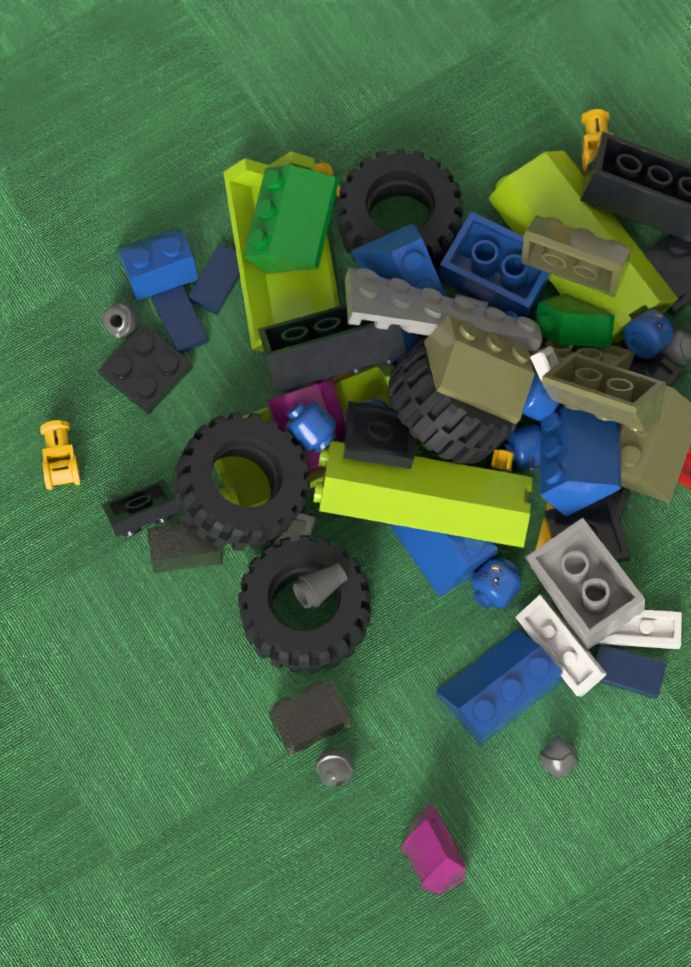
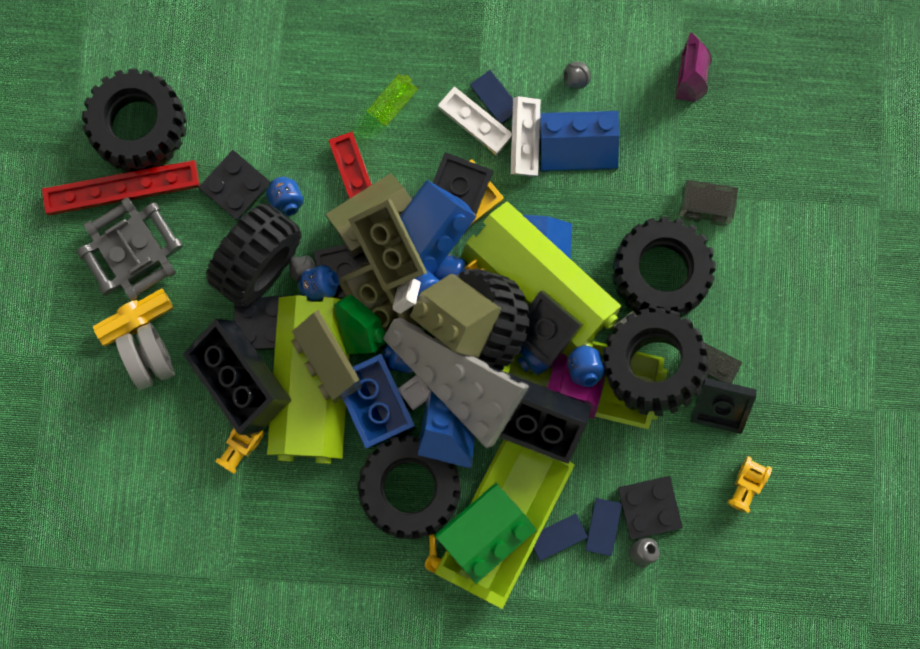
camera: 145 degrees left, 10 degrees up
(158, 263) = (592, 578): blue slope -> none
(318, 585) = (655, 258): dark grey cone -> none
(335, 767) = (713, 162): dark grey piece -> none
(496, 583) = (534, 200): blue head -> none
(586, 583) = (487, 149): light grey slope -> none

